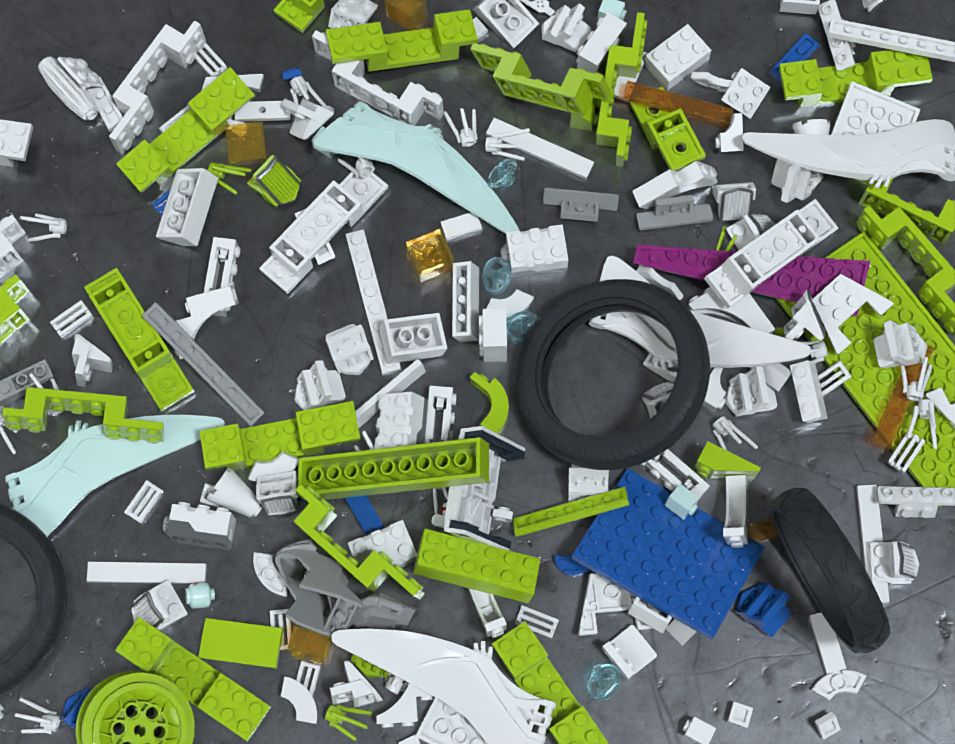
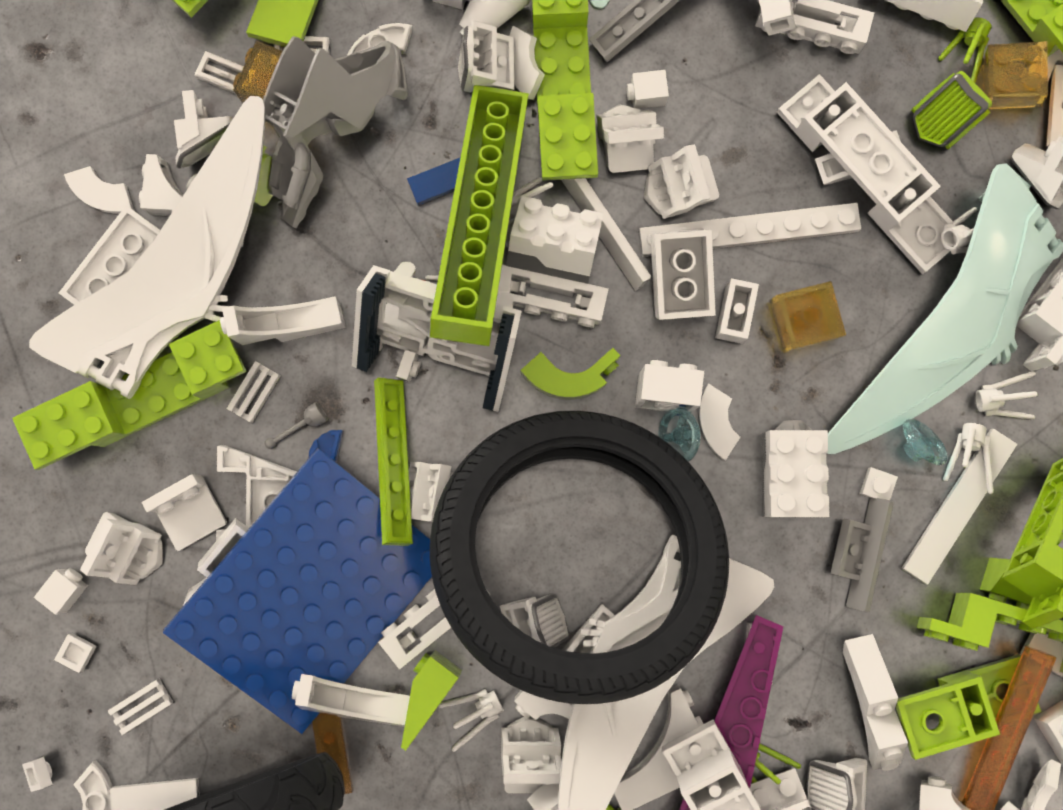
camera: 100 degrees right, 10 degrees up
(283, 380) = (648, 89): none -> white brick
(301, 699) = (200, 62): white tile -> none
(336, 715) = (171, 107): lime plant -> none
(373, 570) = (335, 147): lime bracket -> none
(391, 540) = (379, 192): white piece -> none
(432, 301) = (736, 311): none -> white brick
(460, 226) = (849, 370): white tile -> none
(465, 302) = (732, 358): white brick -> none
(476, 566) = (328, 315): lime brick -> none
(499, 276) = (762, 413): clear light blue piece -> none
(534, 199) = (878, 484): none -> white plate
(547, 576) = (313, 416): none -> light grey hinge
(602, 680) = (157, 466): clear light blue piece -> none
(655, 279) = (720, 651): white tile -> none
(662, 693) = (122, 550): none -> white piece
(674, 212) = (829, 693): light grey bracket -> none
(682, 502) = (378, 624): light aqua brick -> none
(757, 650) = (120, 719): none -> white tile
(763, 607) = (214, 714): blue piece -> none

